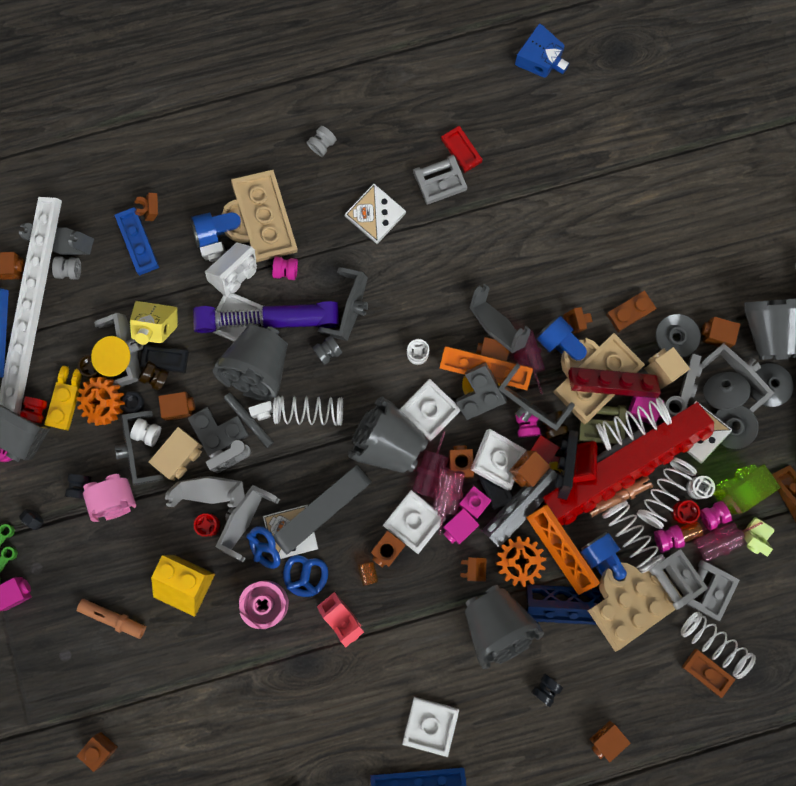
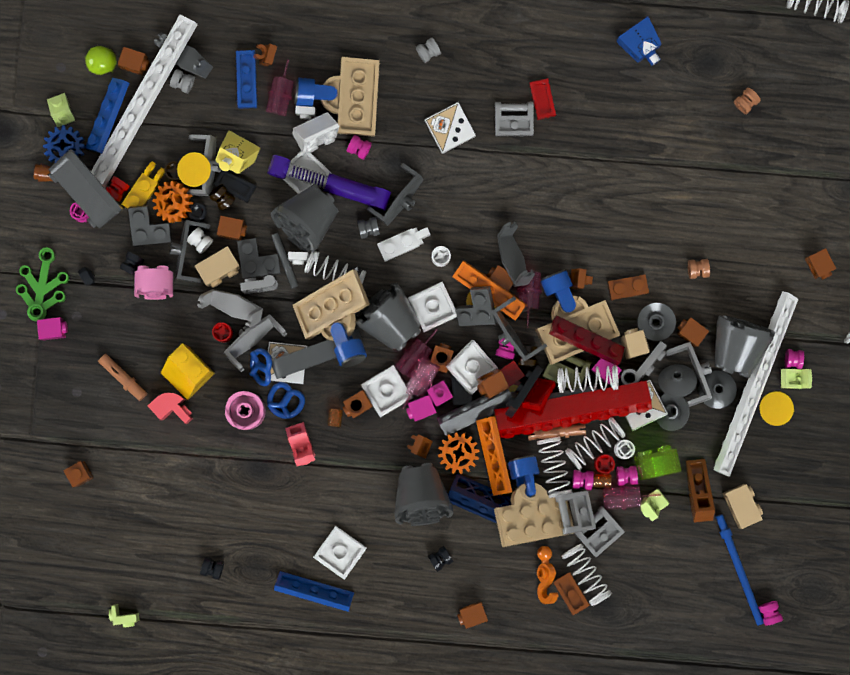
camera: 20 degrees right, 5 degrees up
(80, 445) = (144, 232): none -> dark grey plate
(173, 629) = (167, 403): none -> coral brick
(179, 244) = (280, 95): none -> clear pink piece
(323, 458) = (332, 313): none -> tan plate
(370, 353) = (402, 243): none -> white hinge
(672, 662) = (546, 574): none -> orange piece
(675, 75) = (747, 100): none -> nougat wheel
(696, 264) = (698, 268): none -> nougat wheel

